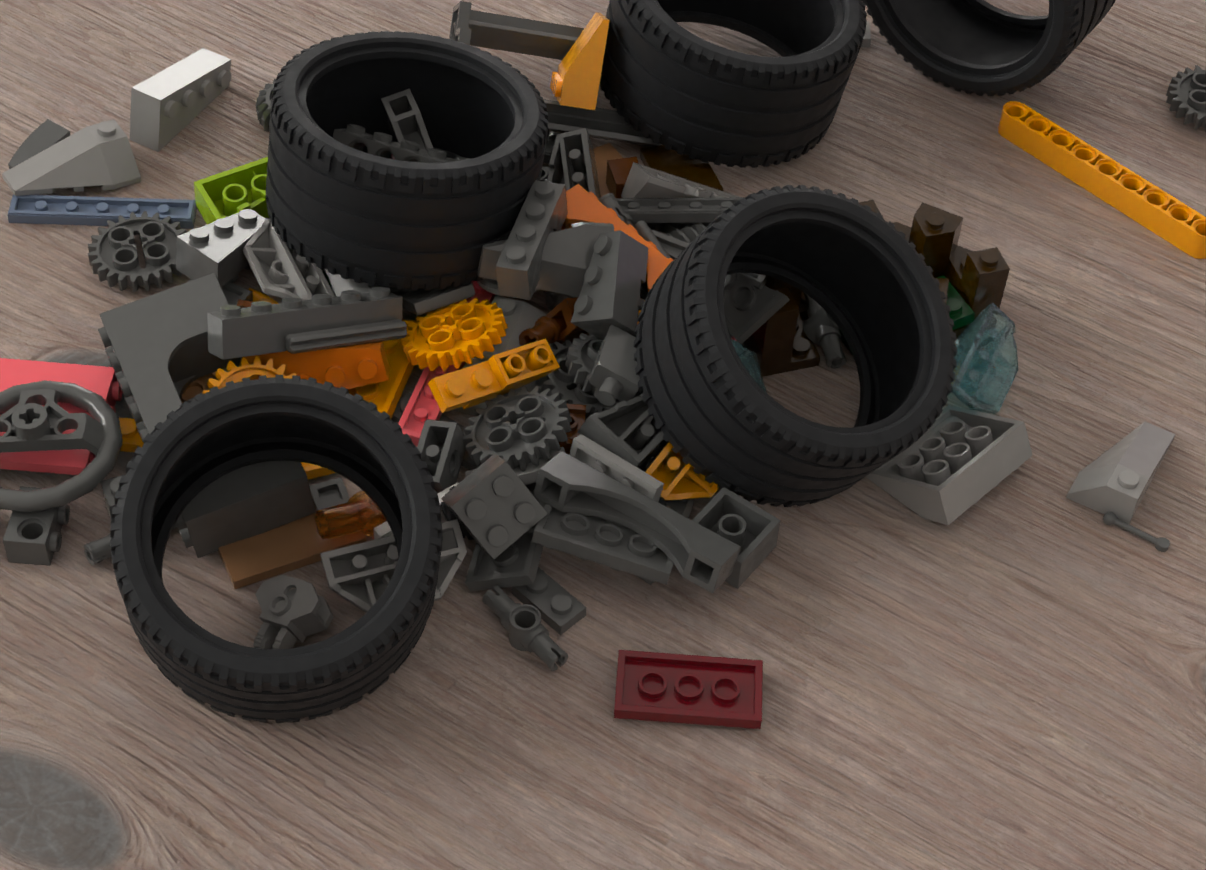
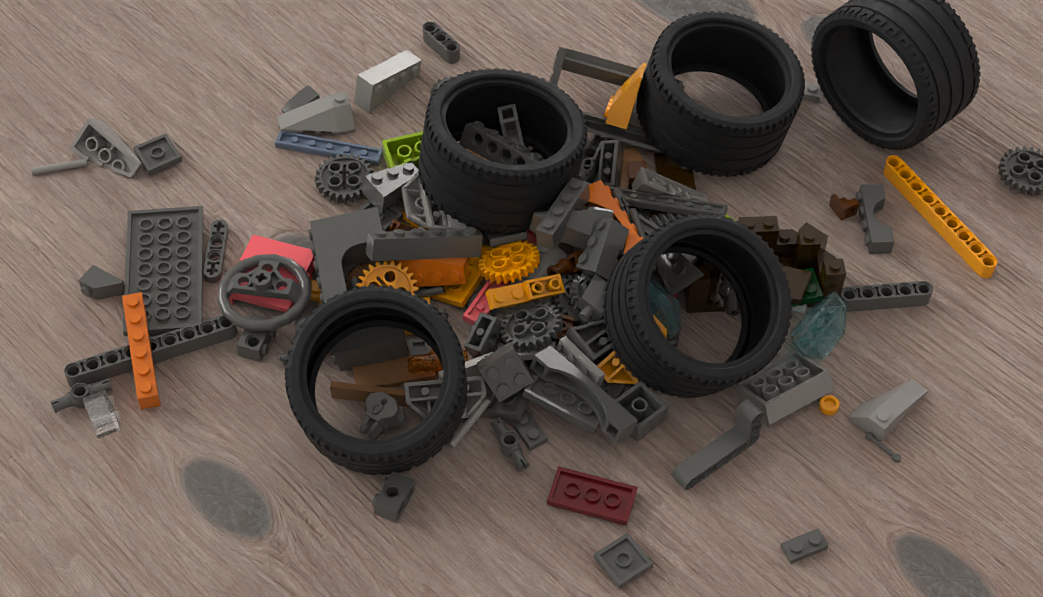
camera: 15 degrees right, 5 degrees up
(243, 584) = (360, 392): none -> medium nougat tile
(256, 33) = (441, 42): none -> dark grey beam
(342, 770) = (390, 507): none -> dark grey brick
(345, 336) = (445, 255): dark grey axle -> none
(446, 605) = (469, 422): none -> light grey bar
(772, 788) = (623, 560): none -> dark grey plate
(888, 572) = (724, 448): none -> dark grey beam
(956, 188) = (843, 207): none -> reddish brown panel
(1023, 219) = (877, 235): none -> dark grey arch
(1030, 480) = (829, 405): none -> light orange tile
(1064, 709) = (804, 546): none -> dark grey plate
(1070, 302) = (887, 296): none -> dark grey beam

